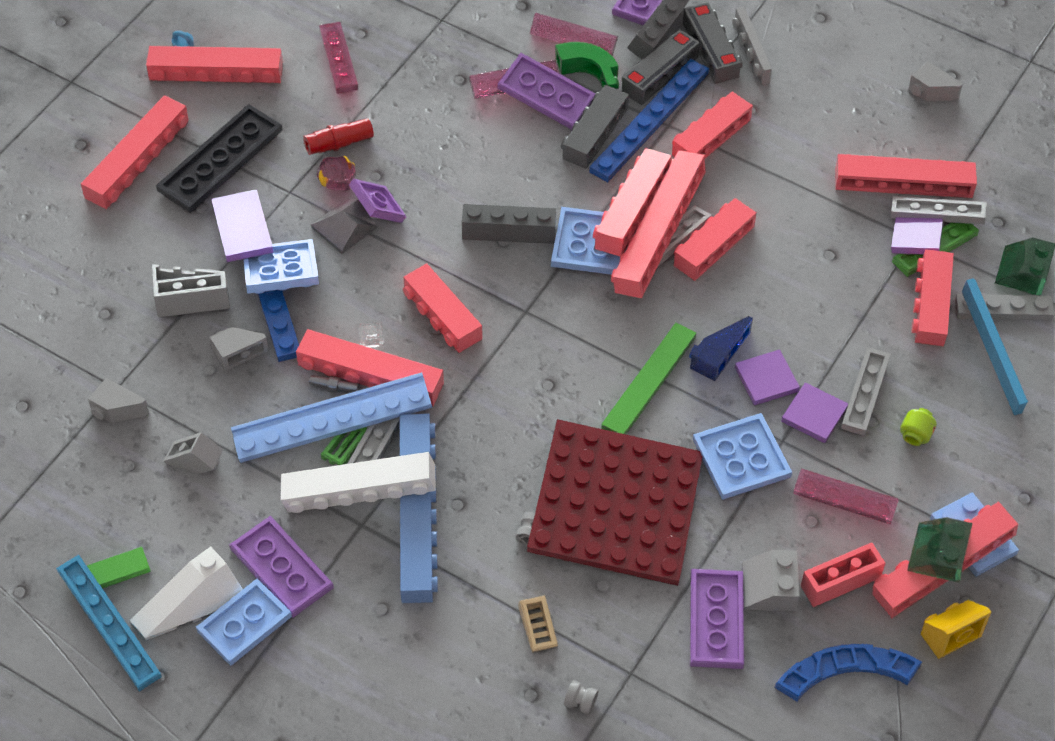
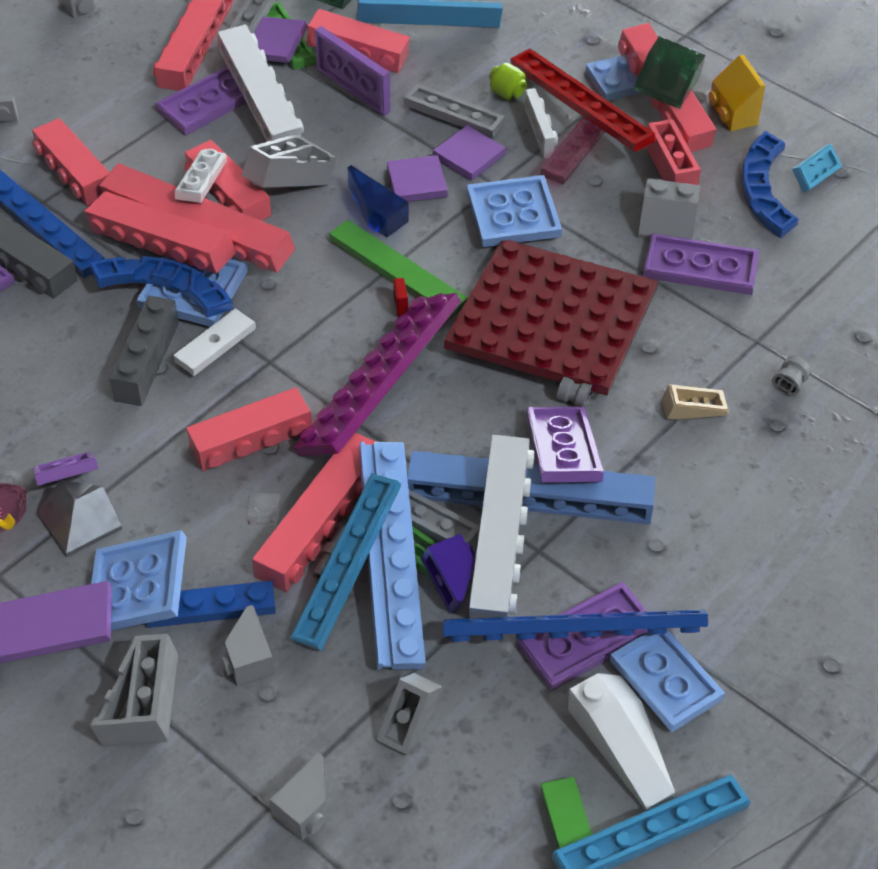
camera: 80 degrees left, 5 degrees down
(276, 549) = (589, 624): none -> blue plate
(315, 388) = (345, 562): none -> dark azure tile
(318, 455) = (450, 569): none -> dark purple slope
(459, 521) = (564, 444): none -> medium lavender tile
(515, 381) = (376, 375): none -> magenta plate
(531, 268) = (214, 342): none -> white tile
(592, 210) = (166, 273): none -> blue tile
(608, 385) = (400, 296): none -> red tile
(697, 211) = (201, 176): none -> white tile
(737, 269) = (288, 163): none -> light grey wedge
(829, 208) = (202, 102): none -> medium lavender tile
(839, 234) = (258, 84): none -> white brick
(868, 461) = (540, 123): none -> white plate
(875, 710) = (816, 167): none -> medium azure plate
(881, 297) = (353, 70): none -> medium lavender tile
(901, 488) = (584, 100): none -> red plate

